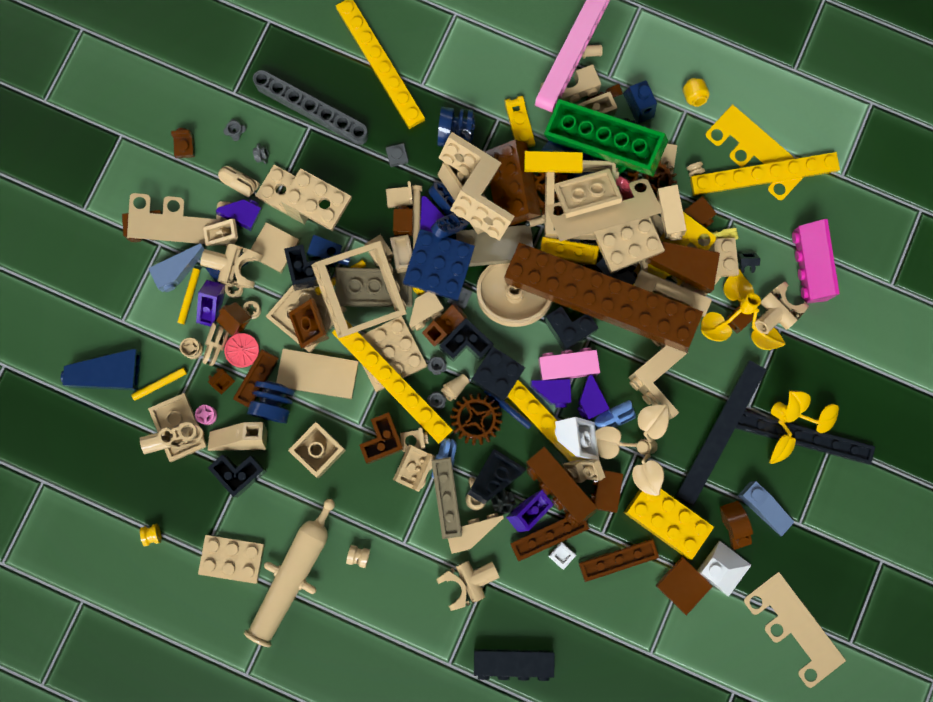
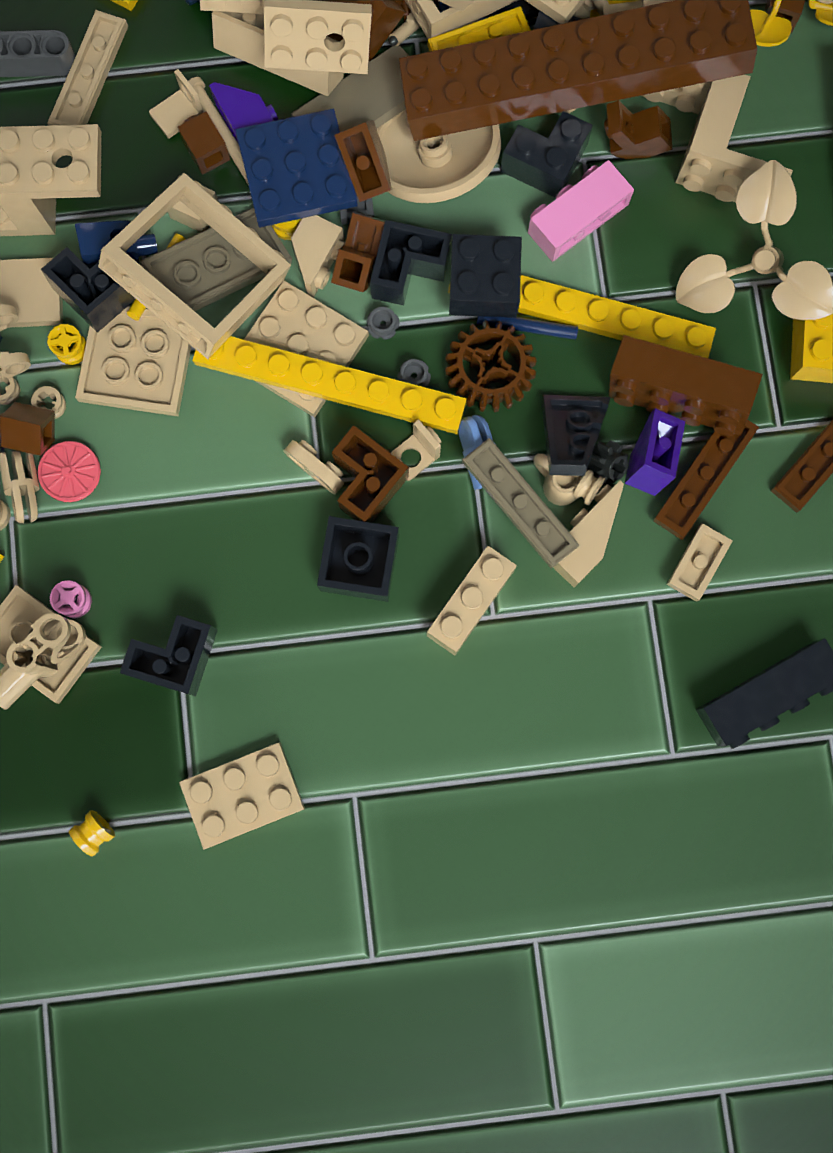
camera: 25 degrees left, 0 degrees up
(221, 381) = (63, 534): reddish brown tile -> none
(239, 437) = (143, 601): tan slope -> none
(259, 372) = (117, 501): reddish brown tile -> none
(271, 402) = (161, 517): dark blue wheel -> none
(275, 283) = (61, 339): none -> yellow wheel
(290, 577) = (351, 768): tan piece -> none
(308, 324) = (149, 366): reddish brown slope -> none
(317, 373) = (207, 440): tan tile -> none
(317, 450) = (276, 549): tan brick -> none
(353, 478) = (358, 559): none -> black brick
(358, 411) = (325, 474): none -> tan plate
(358, 556) = (437, 673): tan wheel -> none
(368, 151) = (89, 70): none -> tan tile
(395, 531) = (471, 600): none -> tan brick
(396, 155) = (135, 55): dark grey plate -> none
(402, 252) = (229, 187): tan tile -> none
(414, 468) = (442, 492): tan bracket -> none
(450, 223) = (272, 93): dark blue beam -> none
(454, 387) = (428, 342): tan cone -> none
(470, 581) = (630, 612): tan connector -> none
(474, 281) = (365, 160): none -> reddish brown slope
(485, 509) = (588, 487): none -> tan bush
(519, 578) = (699, 562): none -> tan plate
(553, 391) = (580, 260): dark purple slope -> none
(562, 555) = (741, 493): white tile -> none
(578, 437) = (658, 297): white slope -> none
(584, 469) = (707, 336): tan slope -> none
(591, 400) = (644, 239): dark purple slope -> none
(607, 492) = (751, 348): reddish brown brick -> none
(616, 416) = (695, 241): medium blue arm -> none
(622, 343) = (639, 133): none -> reddish brown brick

